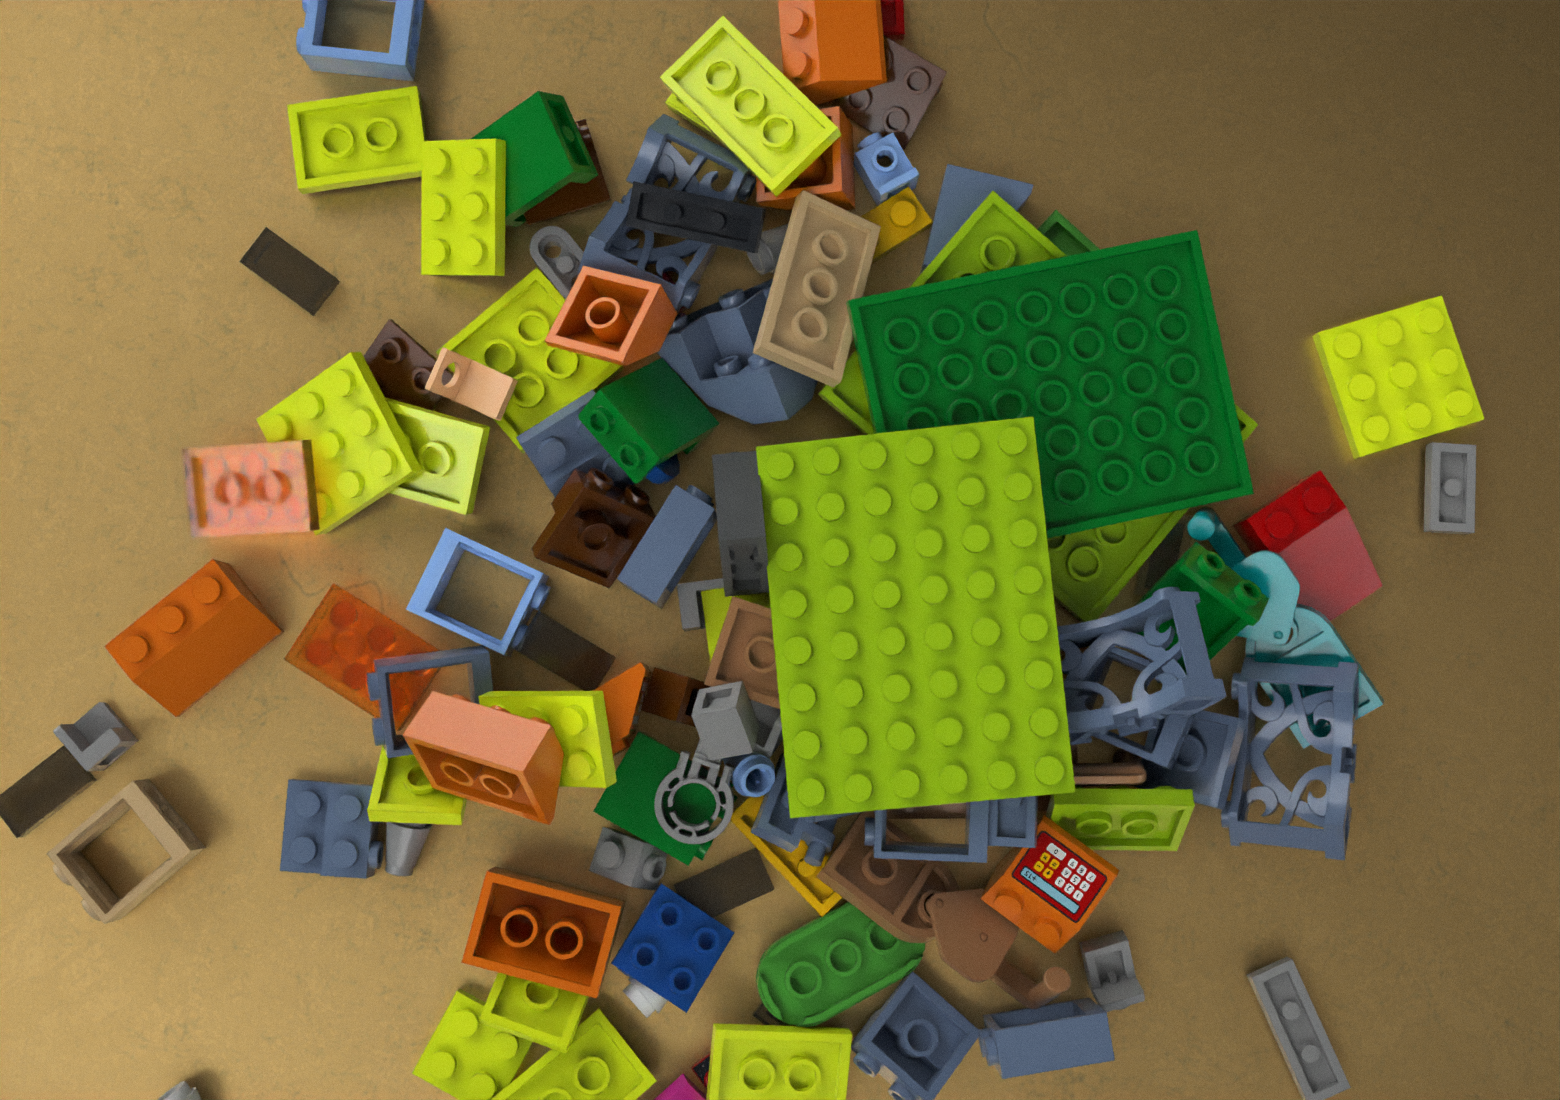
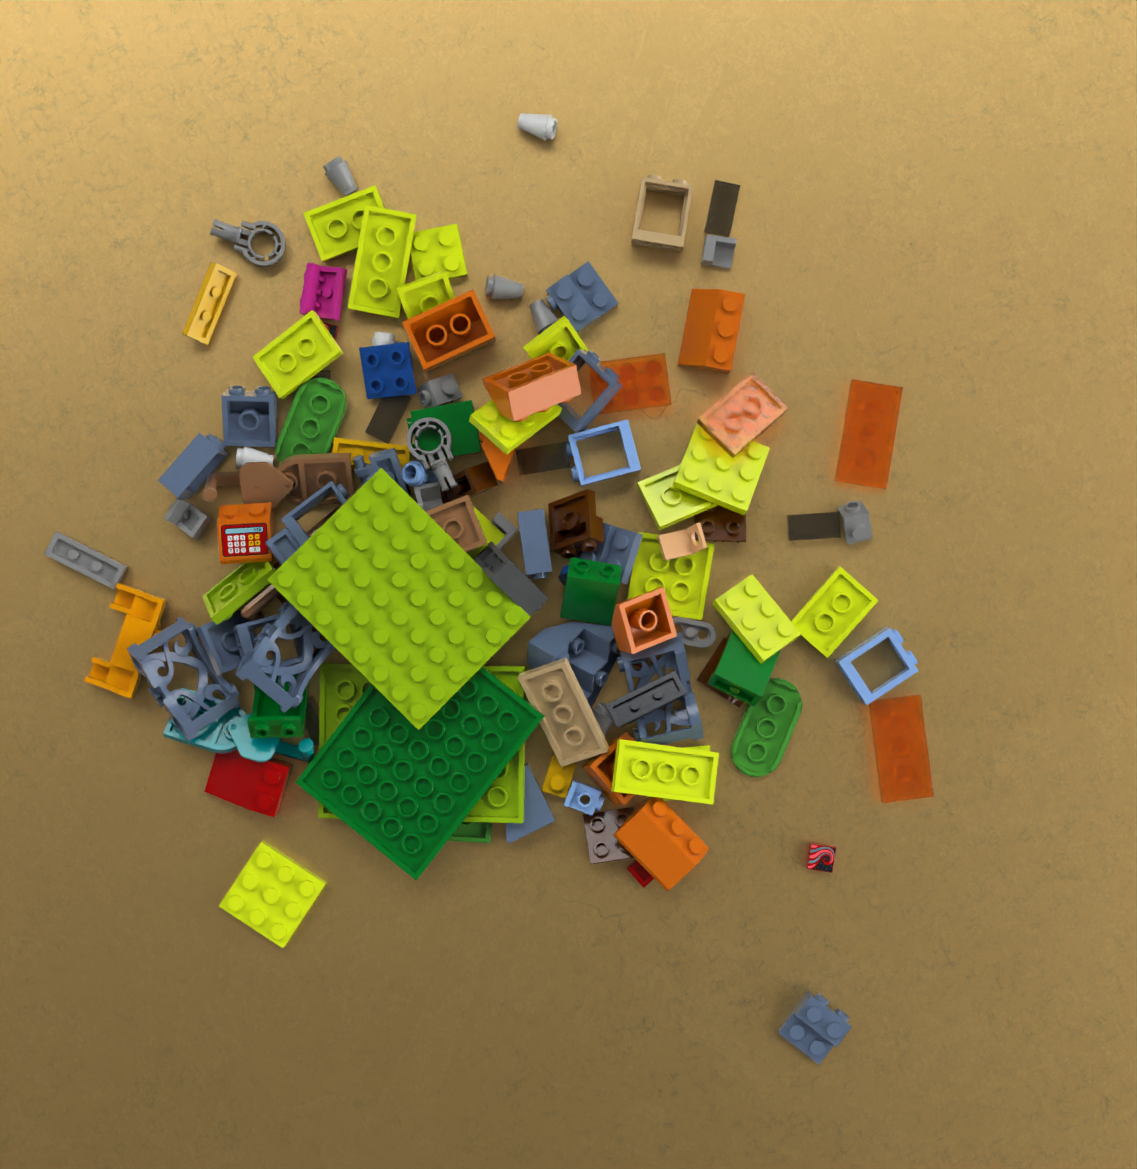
camera: 150 degrees right, 5 degrees up
(114, 331) = (868, 434): none -> clear orange tile
(228, 230) = (855, 522): none -> light grey bracket
(425, 930) = (502, 288): none -> light grey cone
(578, 59) = (766, 729): none -> bright green tile
(725, 720) = (444, 486): light grey panel -> none
(956, 987) = (251, 455): none -> white cone
(1302, 877) = (140, 624): none -> light orange bracket
(1450, 488) = (209, 860): light grey plate -> none

